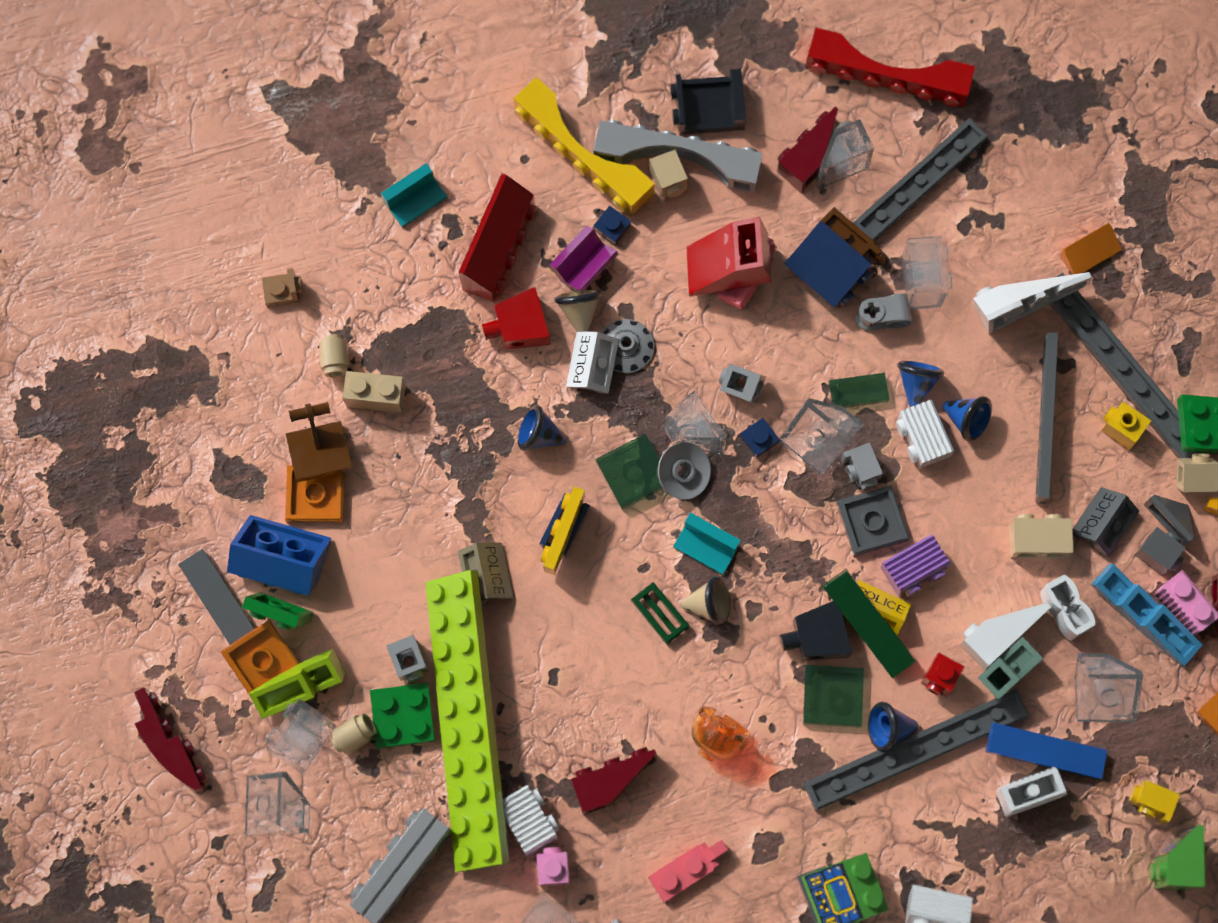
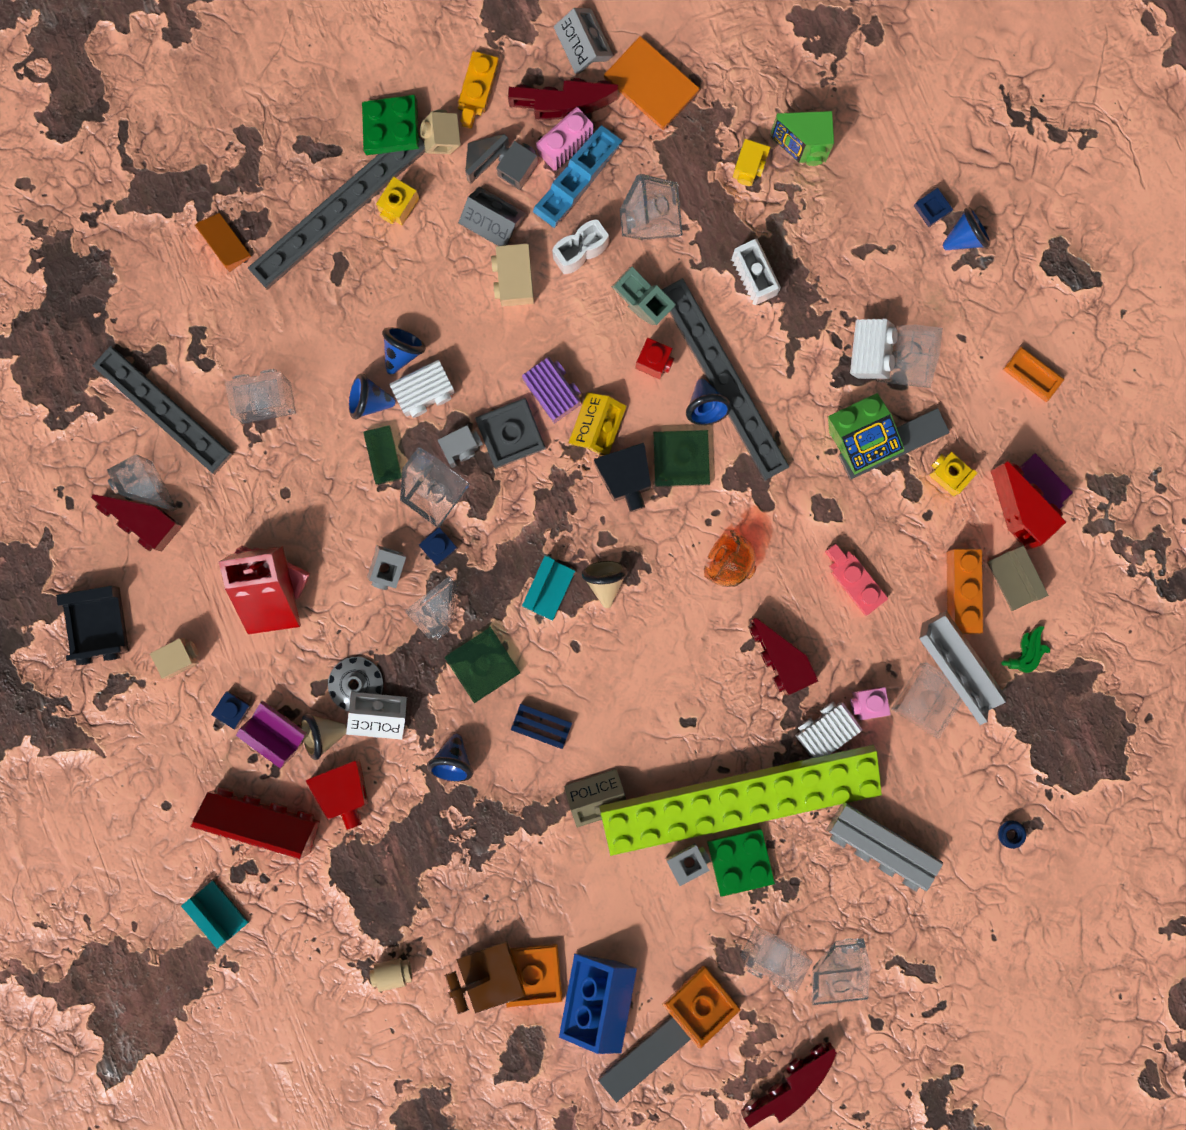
camera: 100 degrees left, 10 degrees up
(282, 289) = (324, 1037): medium nougat bracket -> none
(285, 613) = (655, 997): green plate -> none
(298, 683) = (722, 966): lime slope -> none
(353, 734) = (765, 907): tan brick -> none
(374, 392) = (425, 929): tan brick -> none
(562, 530) = (550, 727): yellow plate -> none
(622, 182) = (186, 702): yellow arch -> none
(674, 632) = (636, 610): dark green tile -> none
(695, 470) = (482, 606): light grey dish -> none
(732, 165) = (144, 707): light grey arch -> none
(830, 265) = (259, 490): dark blue brick -> none
(855, 236) = (230, 473): reddish brown hinge -> none
(869, 623) = (613, 429): dark green tile -> none
(888, 311) = (302, 431): light grey piece -> none
(942, 82) = (34, 501): red arch -> none
(997, 634) = (612, 311): white slope -> none
(1014, 301) = (282, 312): white wedge -> none
(1046, 418) = (395, 275): dark grey tile -> none
(1046, 751) = (714, 261): blue tile -> none

